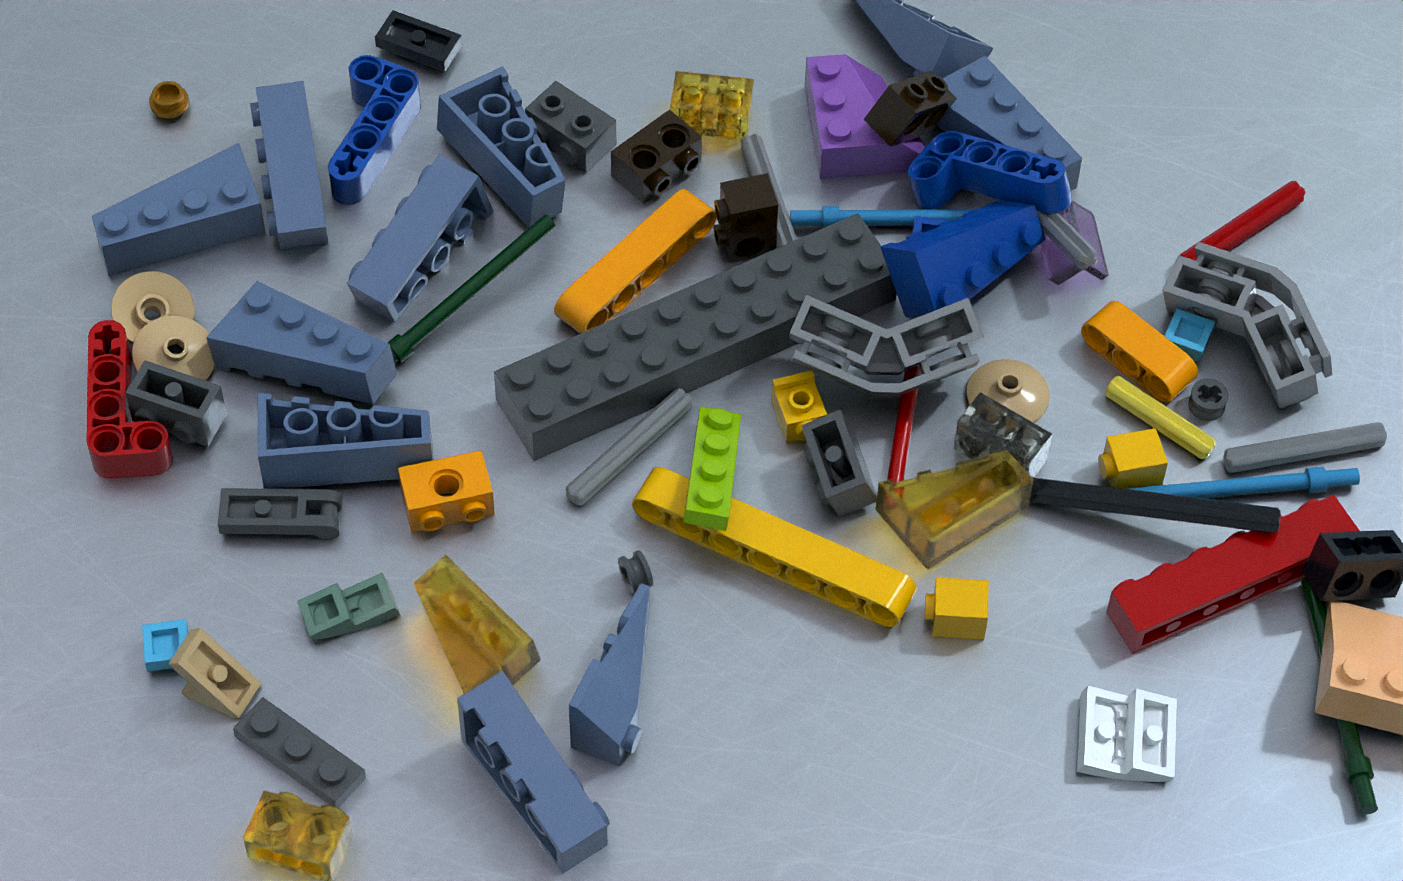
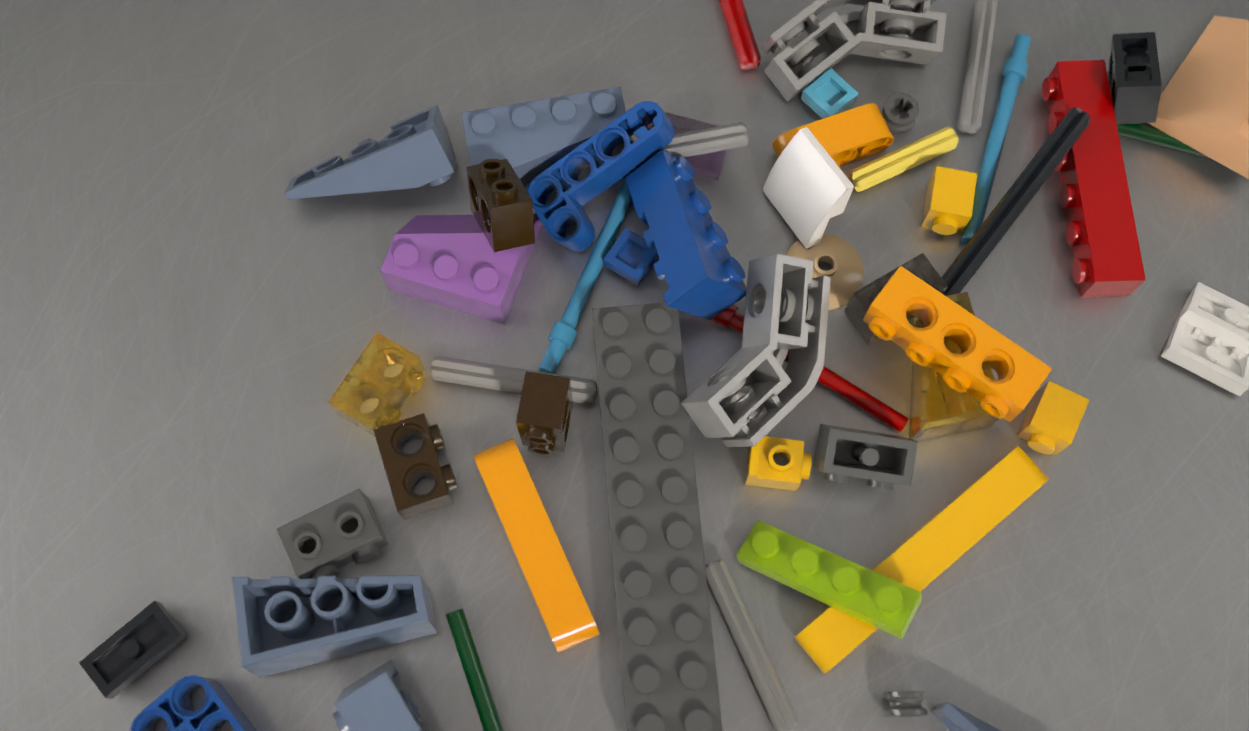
camera: 65 degrees left, 15 degrees up
(960, 528) = (980, 345): none -> light orange brick
(1069, 332) = (807, 187): none -> white slope

